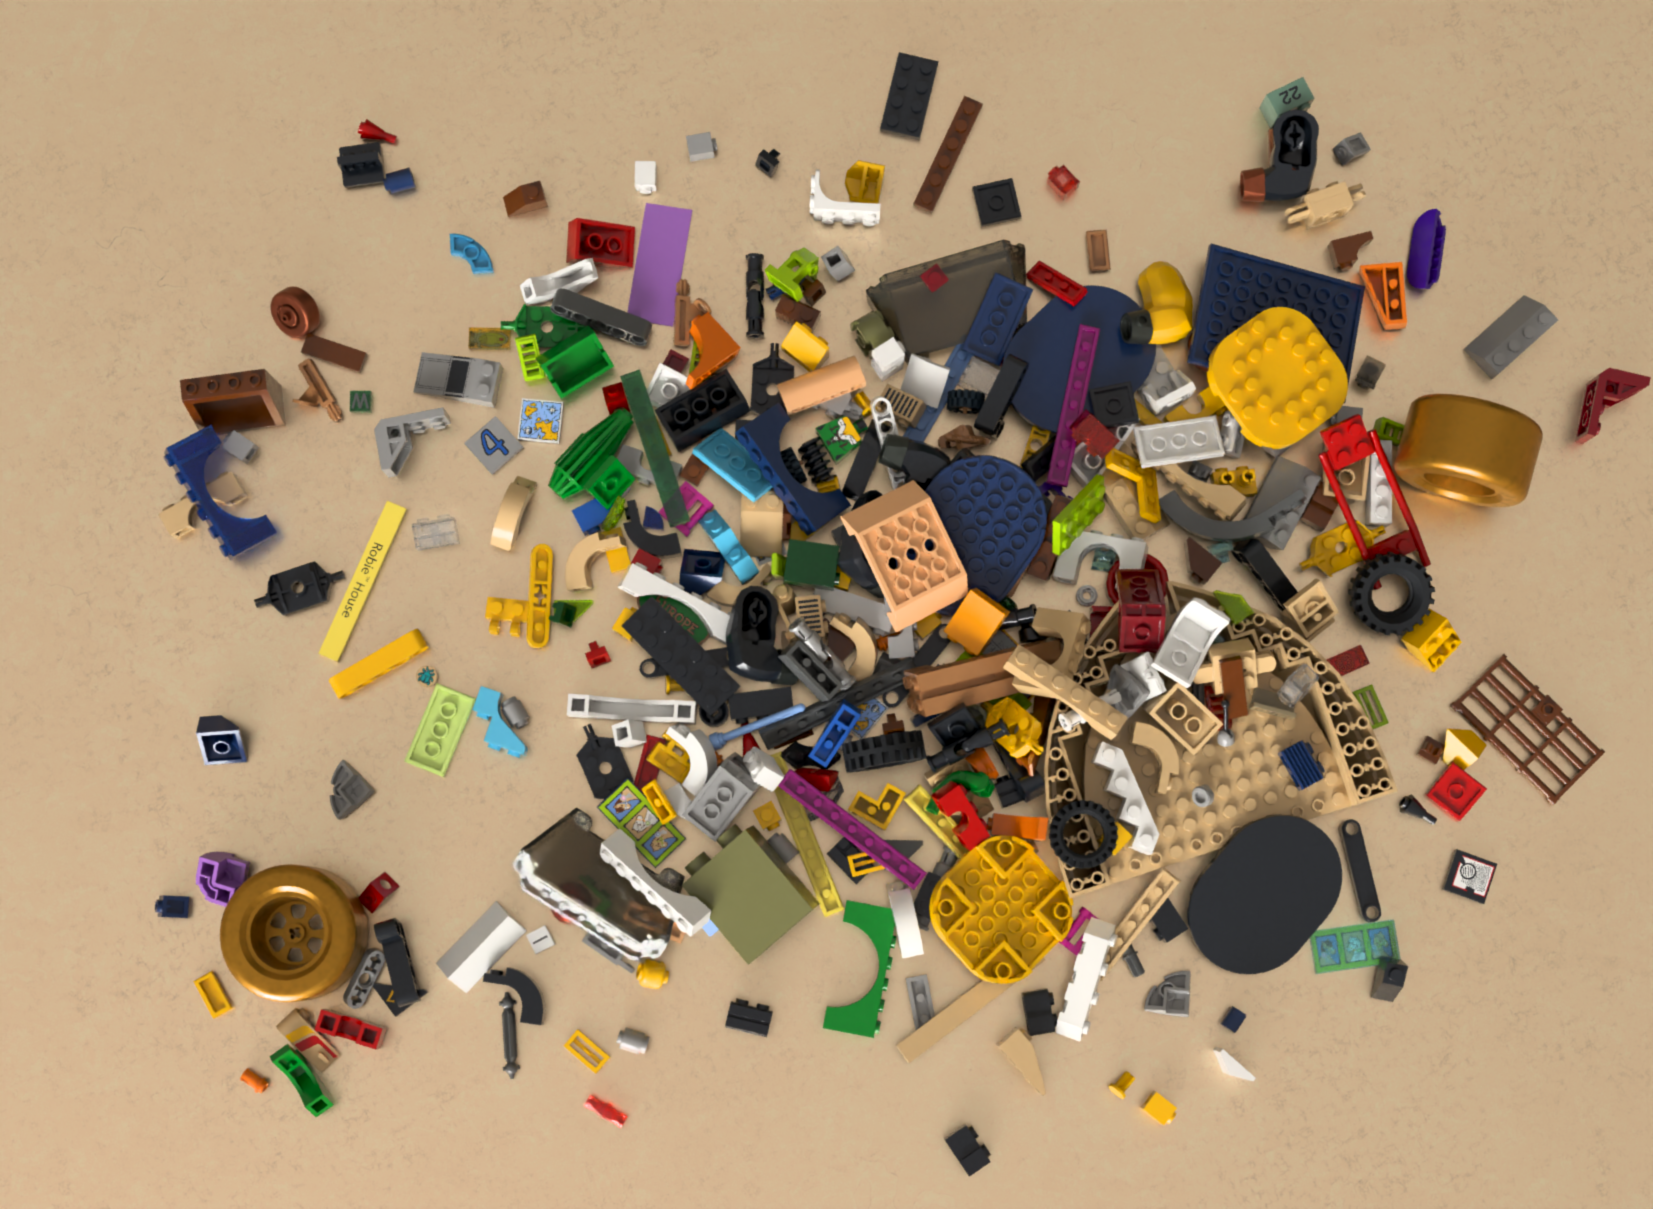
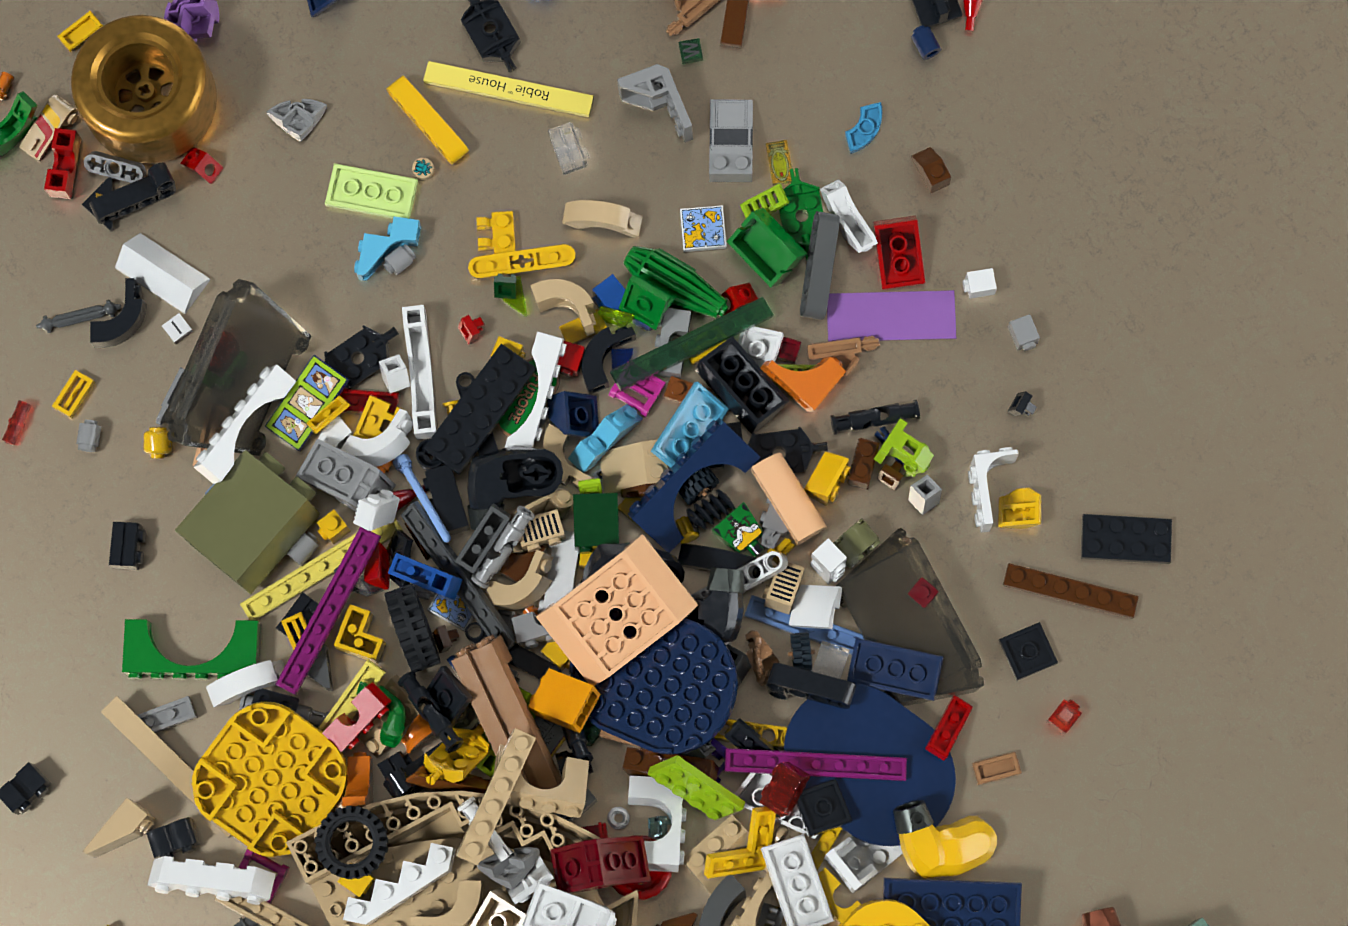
camera: 85 degrees right, 5 degrees down
(493, 445) = (669, 187): light grey tile -> none

